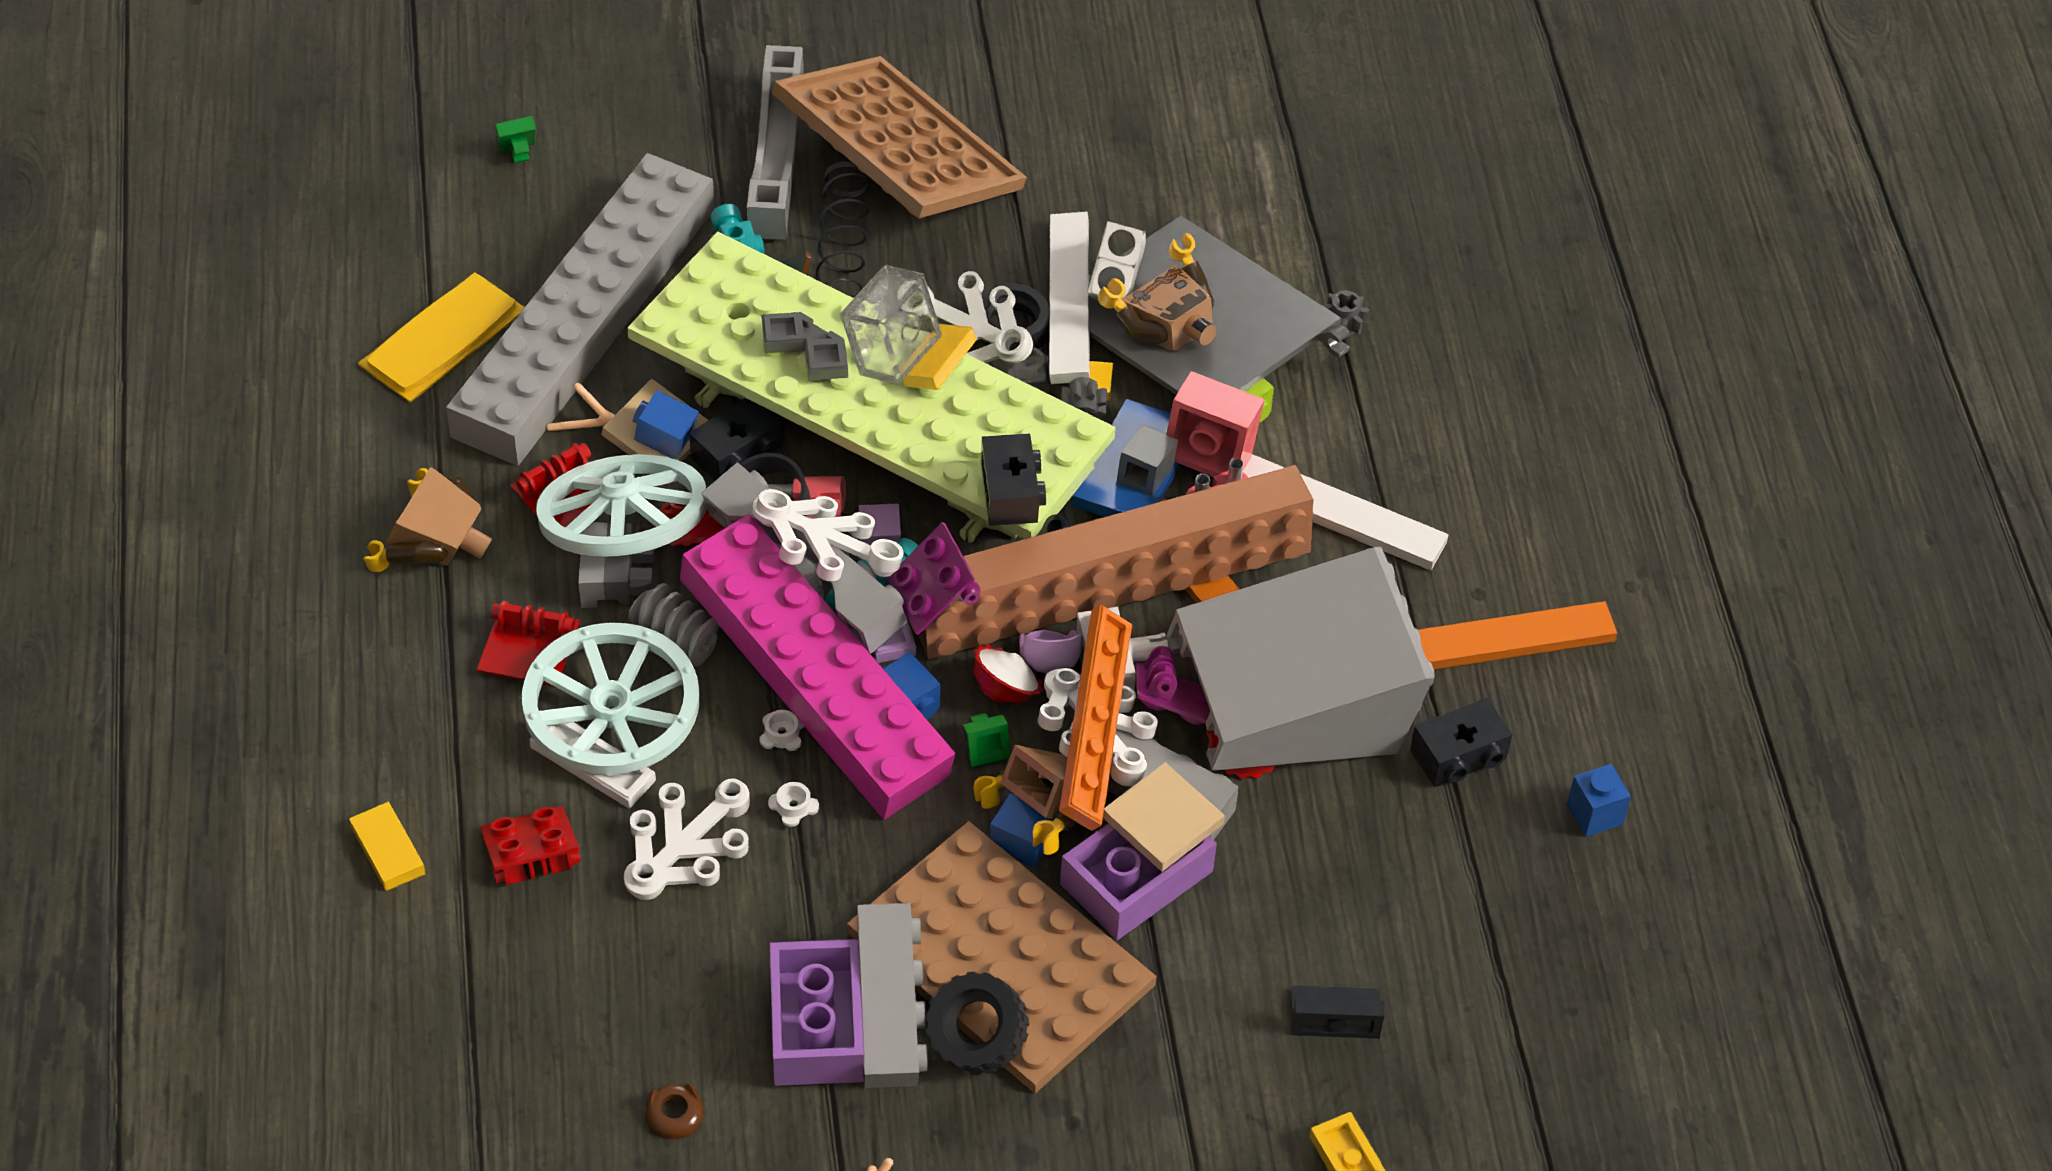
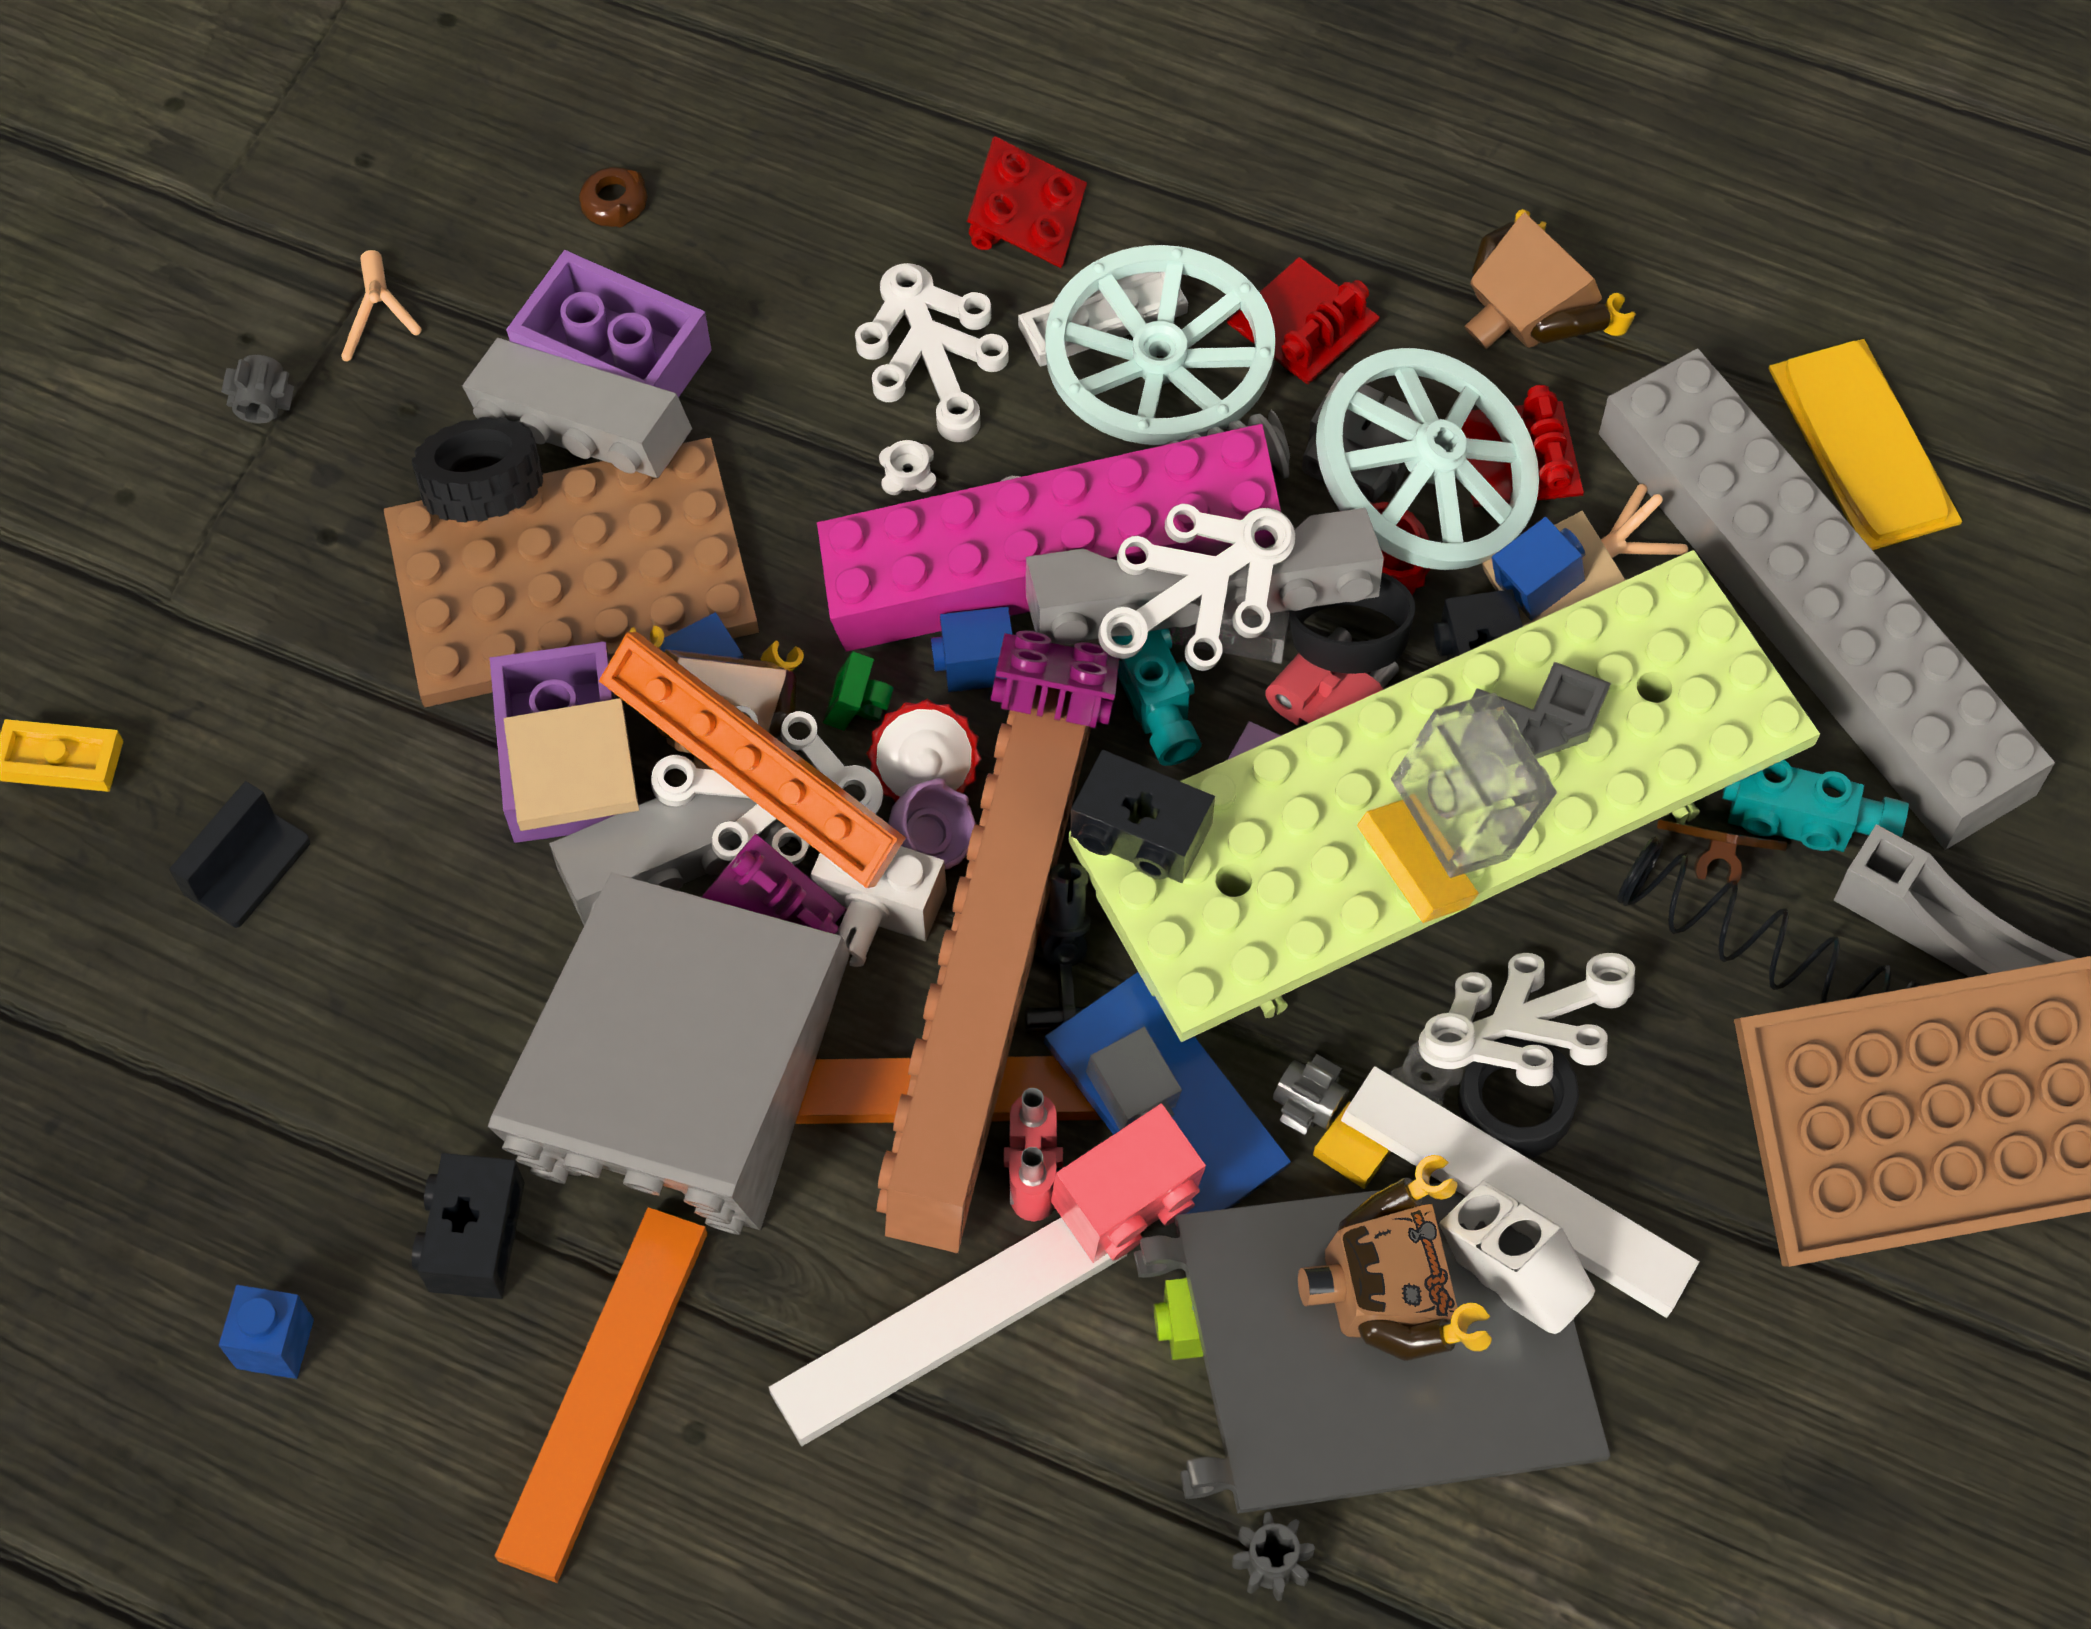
camera: 125 degrees right, 10 degrees up
(387, 846) = (1113, 90): yellow tile -> none

